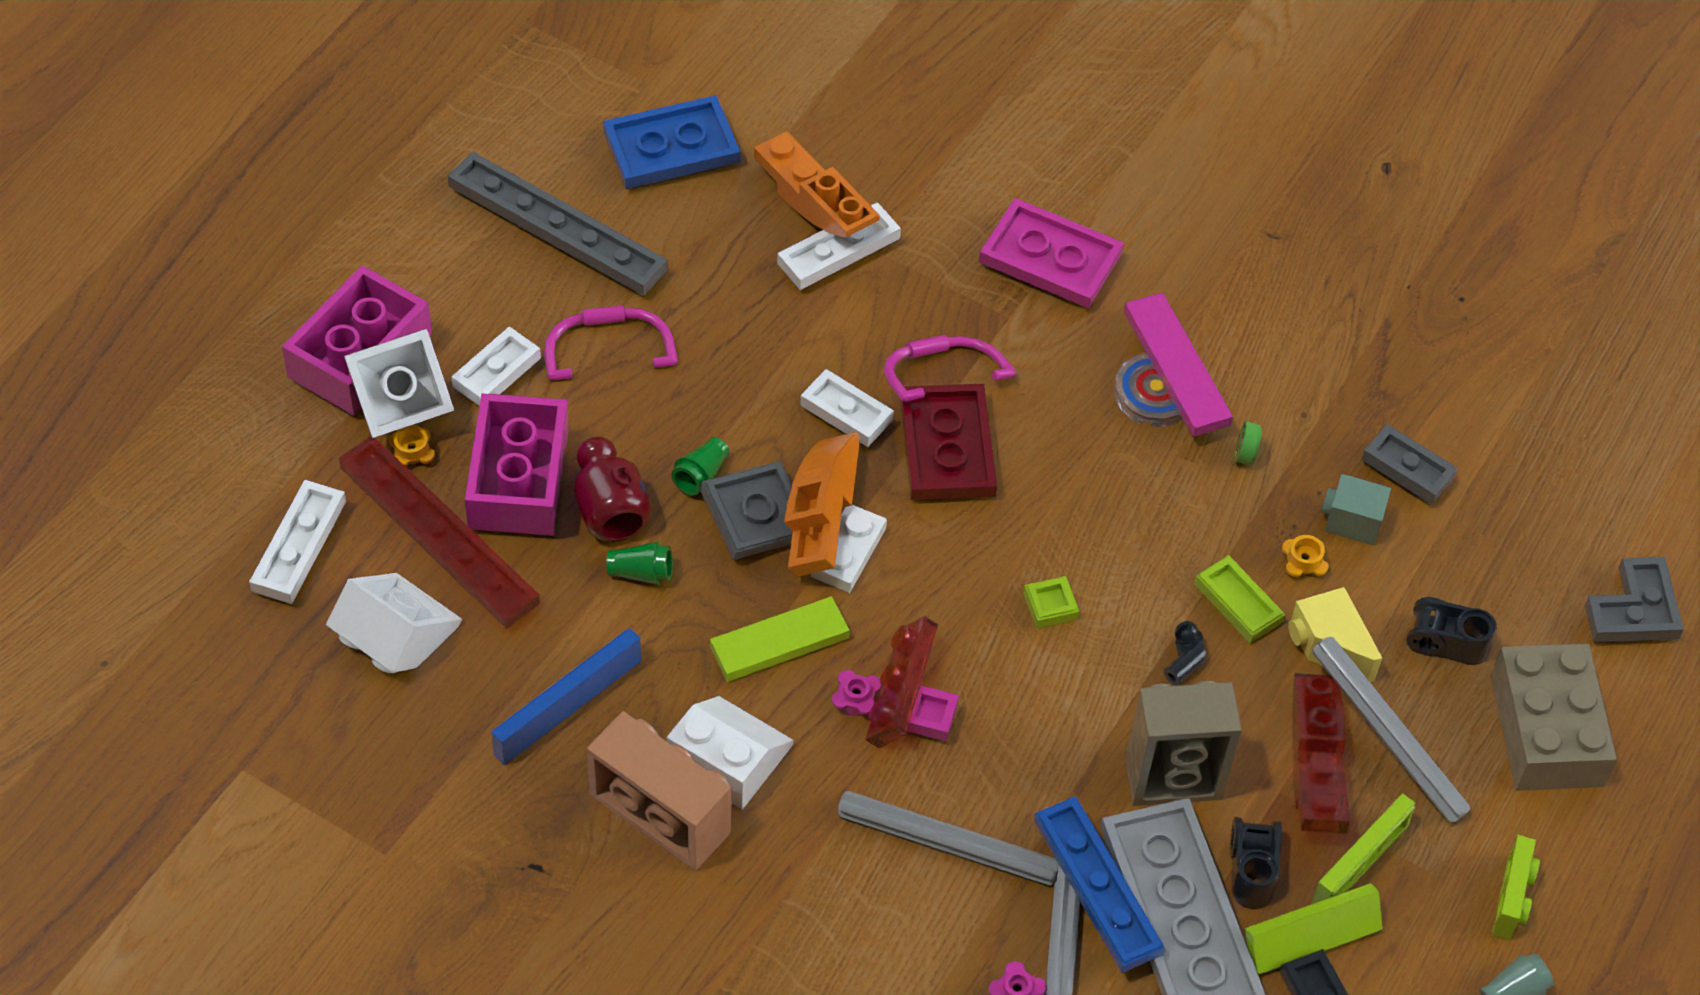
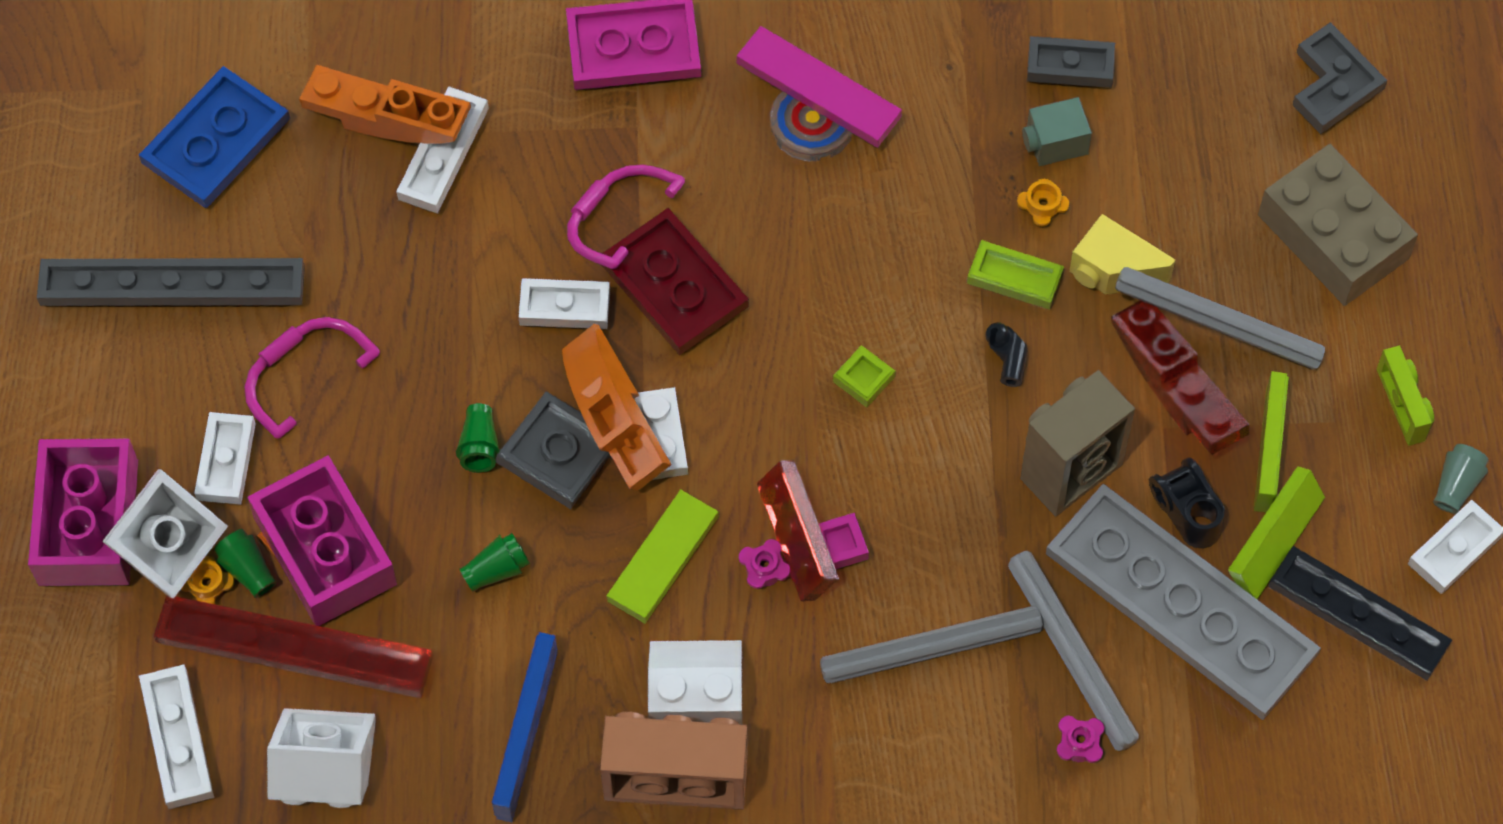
camera: 30 degrees left, 10 degrees up
(450, 447) = (245, 562): none -> green cone
(610, 492) = (421, 514): dark red piece -> none
(1099, 884) = (1086, 607): blue tile -> none
(1248, 443) = (927, 125): bright green tile -> none
(1451, 631) = (1198, 198): black piece -> none

